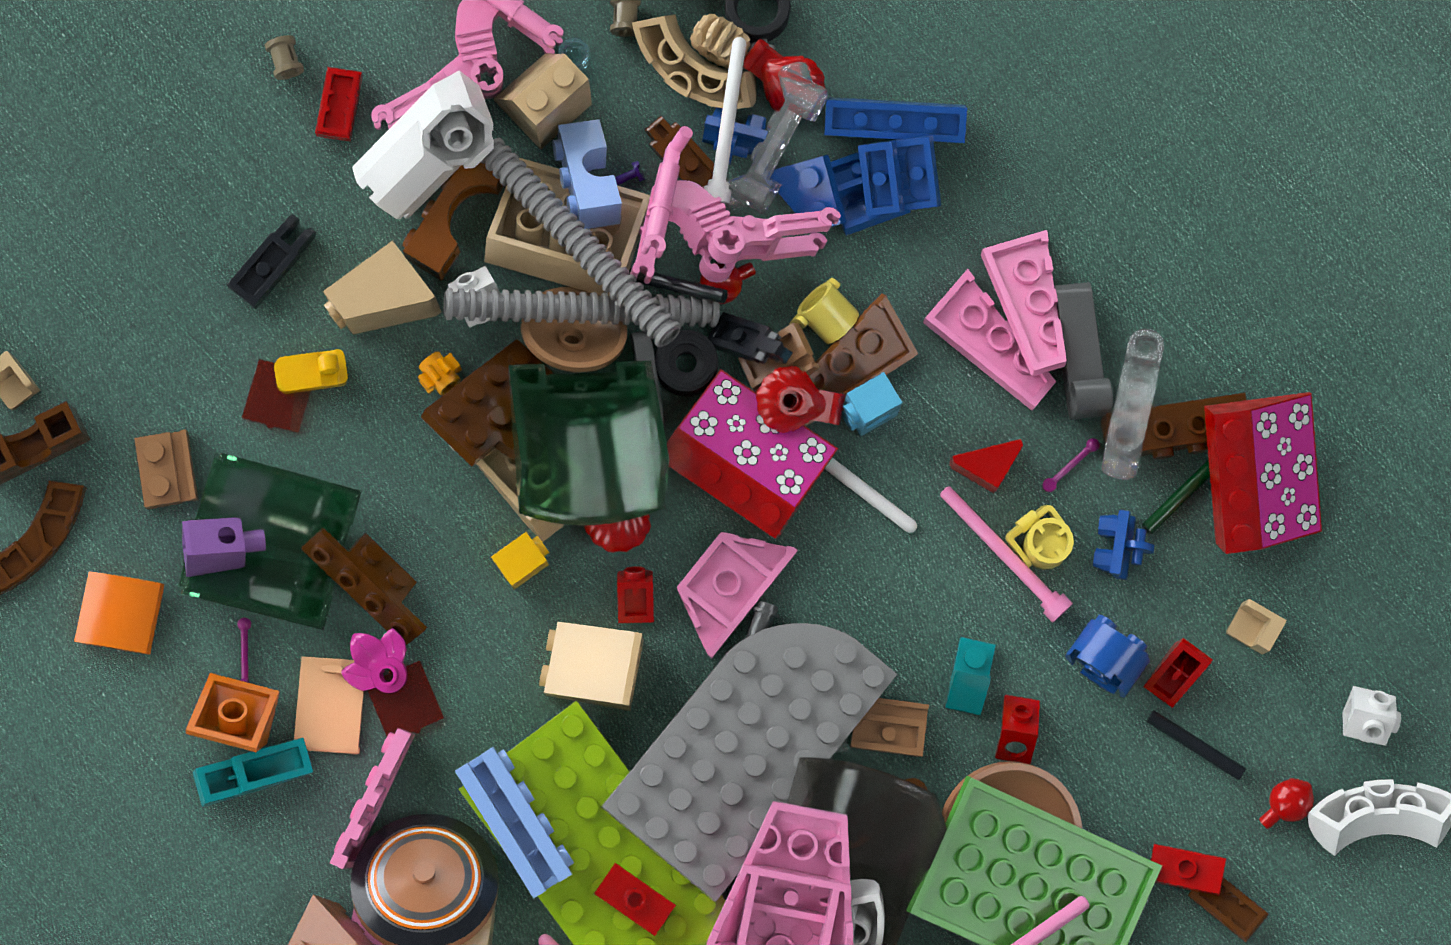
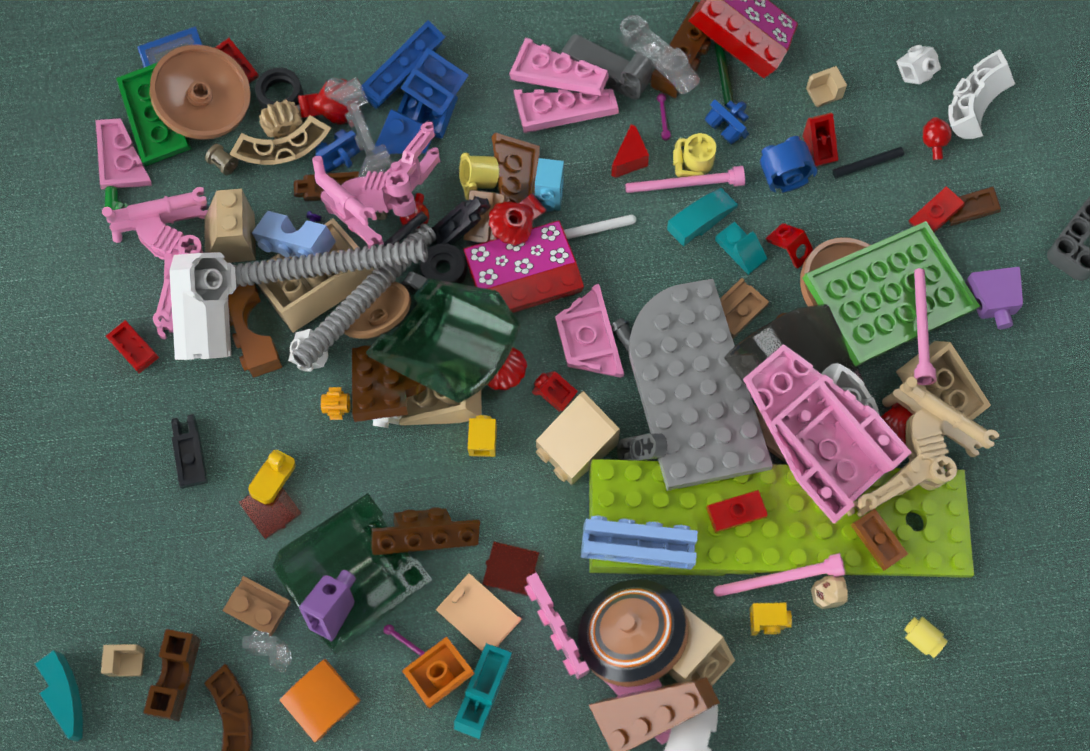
camera: 45 degrees left, 10 degrees down
(129, 512) = (264, 645): none -> clear bracket
(284, 57) = (78, 356): dark tan bush -> none
(372, 658) = (471, 564): dark pink plate -> none
(380, 294) = (262, 398): tan slope -> none
(631, 744) = (642, 447): none -> dark grey beam
(717, 185) = (327, 140): white piece -> none
(974, 603) = (700, 216): none -> teal slope

